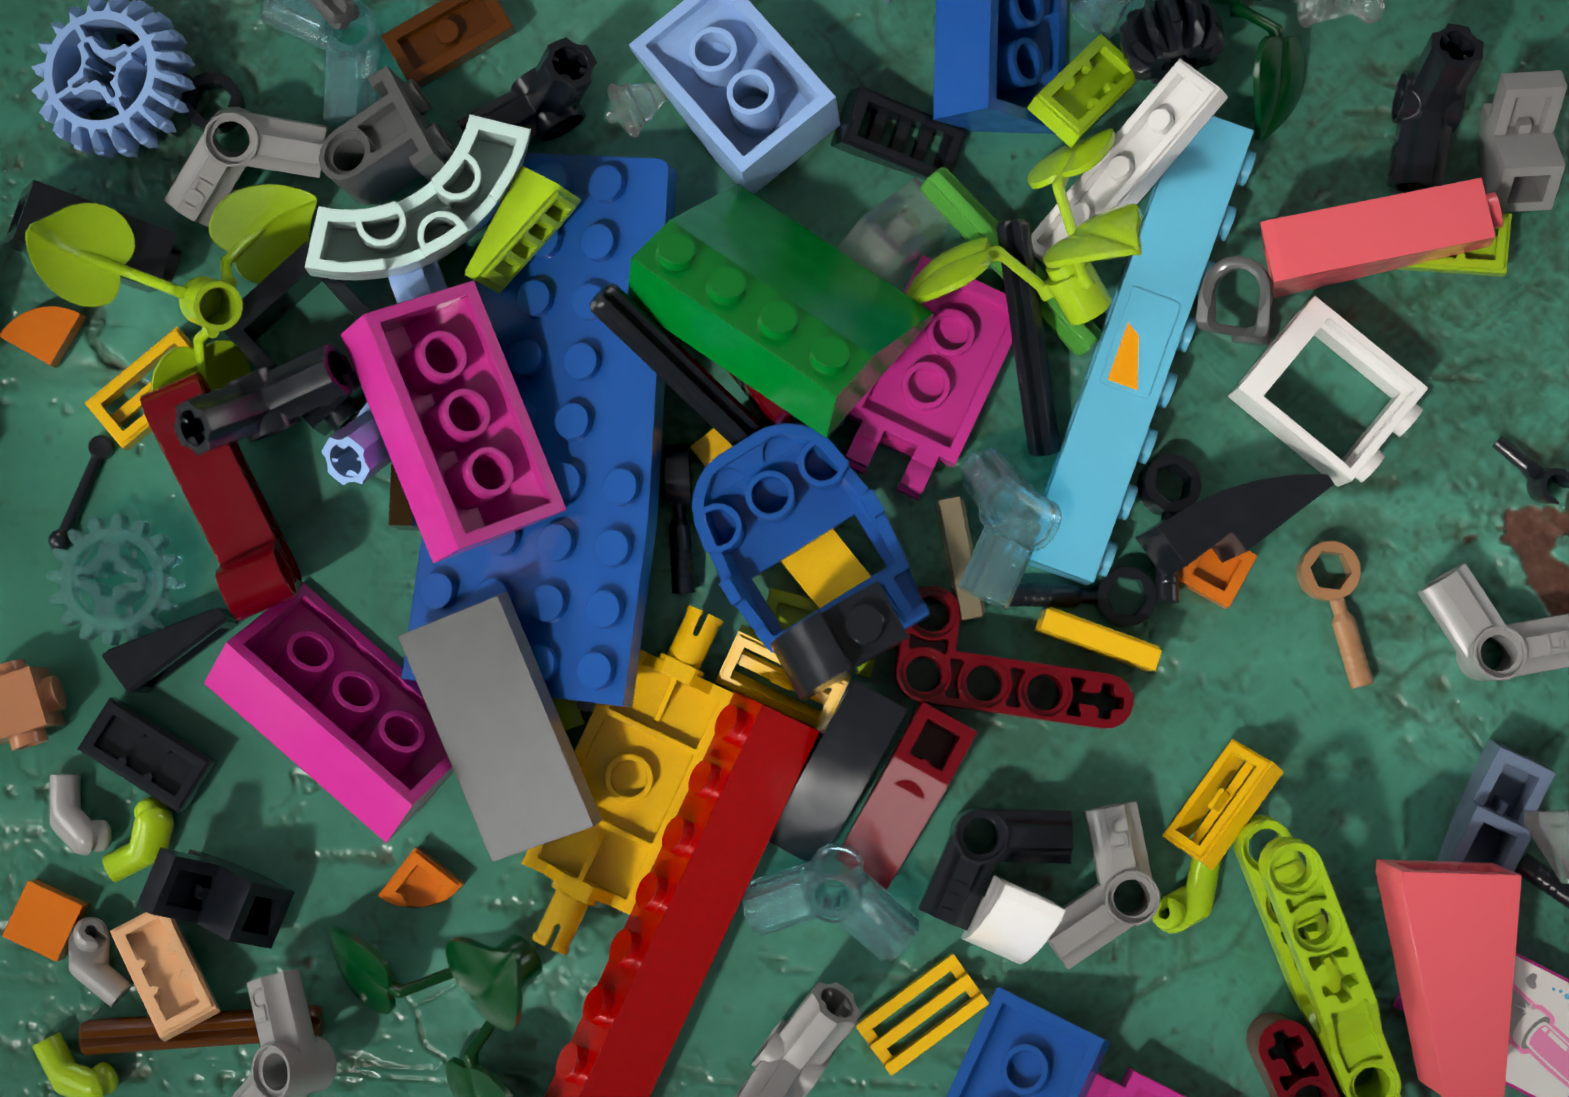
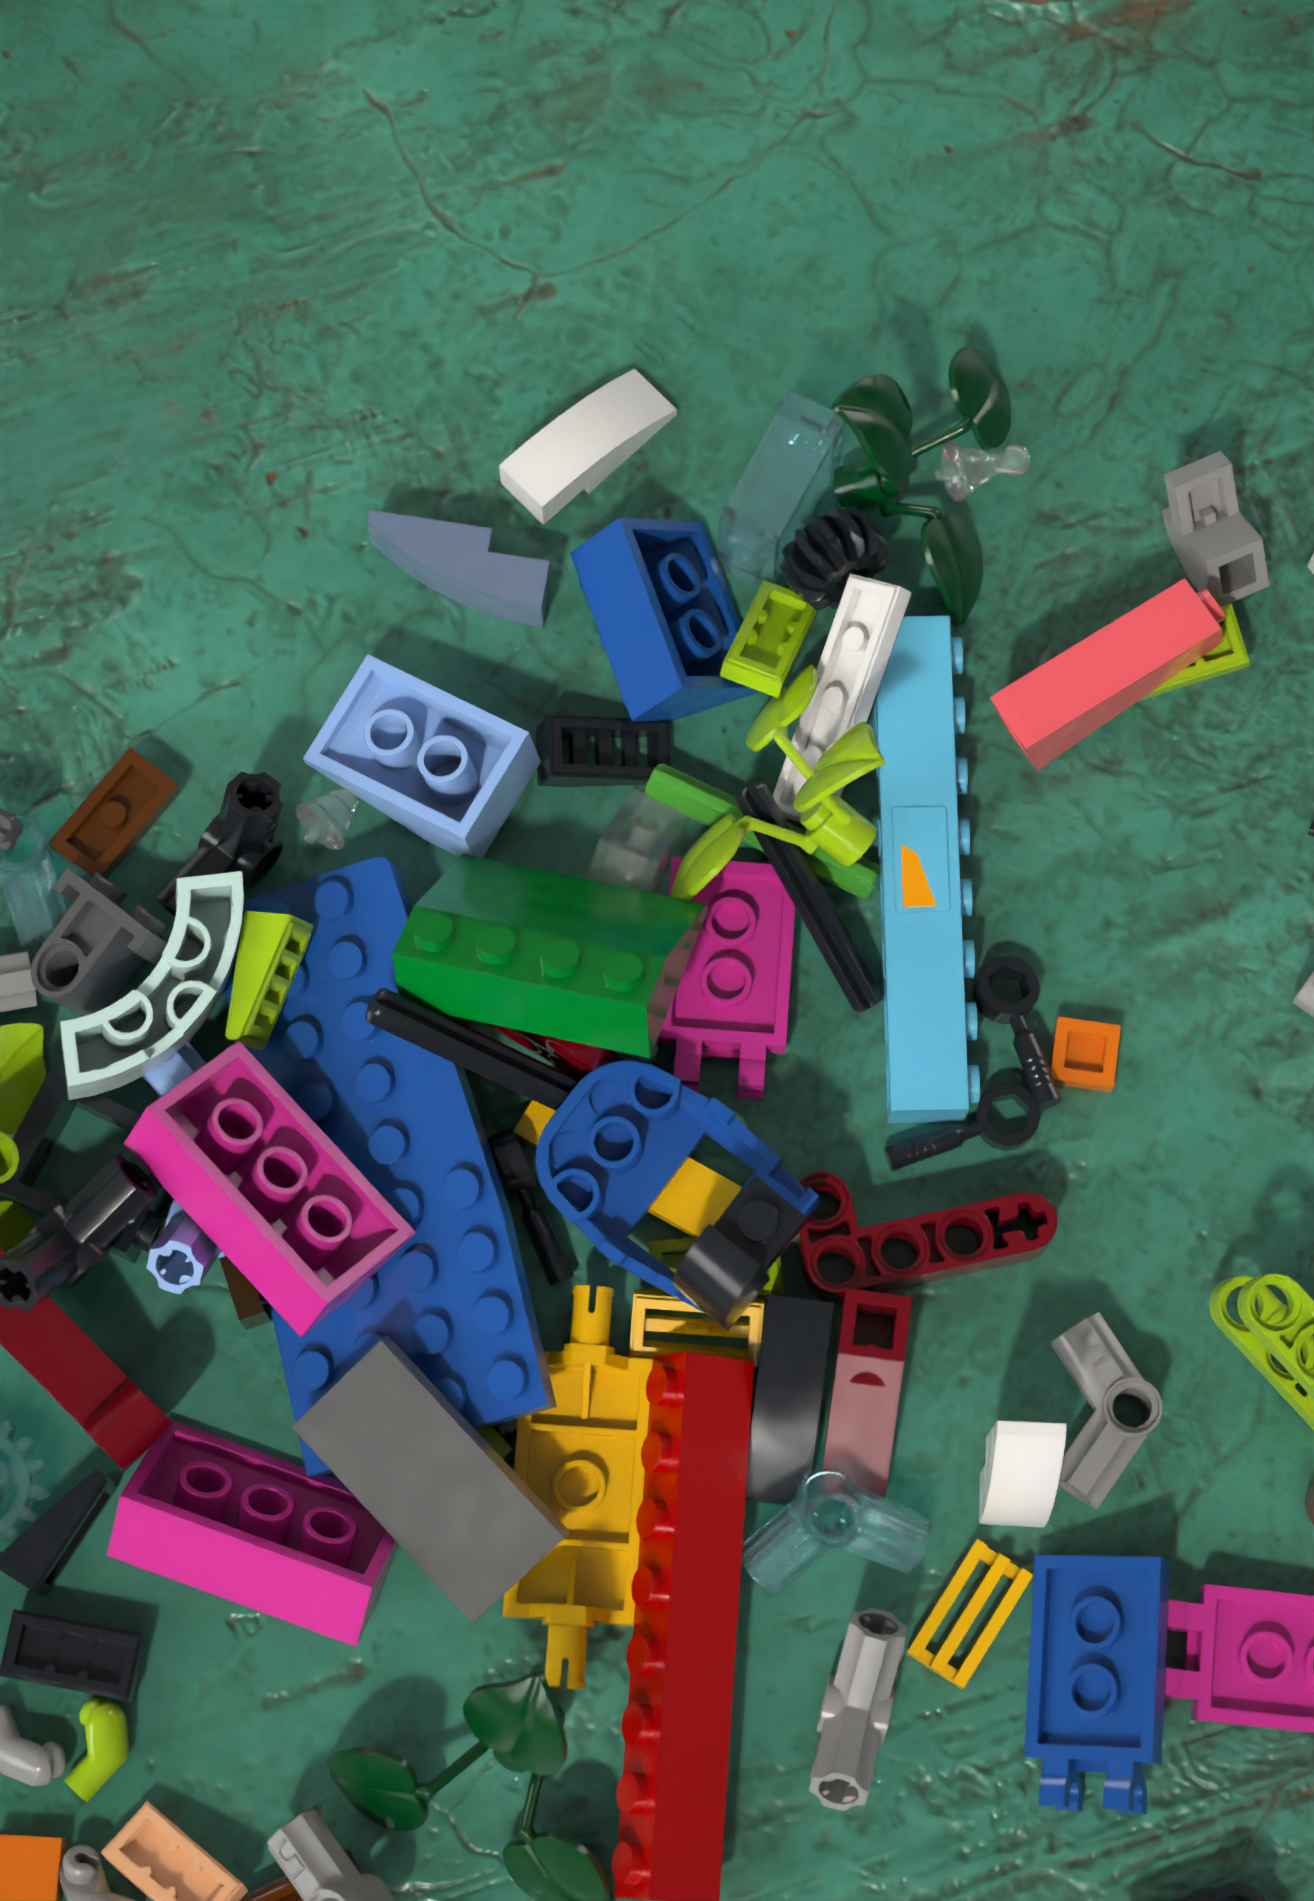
camera: 20 degrees left, 10 degrees down
(216, 895) = (201, 1769): black brick -> none
(420, 882) = (405, 1680): orange tile -> none
(957, 552) = (826, 1137): dark tan tile -> none
(1014, 526) = (869, 1082): clear light blue piece -> none
(1018, 838) = (956, 1450): black piece -> none
(1098, 639) = (996, 1167): yellow tile -> none
(1190, 902) = (1196, 1393): lime arm -> none
(1206, 306) = (1028, 814): dark grey piece -> none
(1229, 520) = (1076, 997): black slope -> none
(1229, 807) = (1193, 1283): yellow tile -> none
(1343, 622) = (1232, 1059): medium nougat piece -> none
(1401, 386) = (1143, 792): white window -> none
(1430, 107) = (1112, 531): black piece -> none

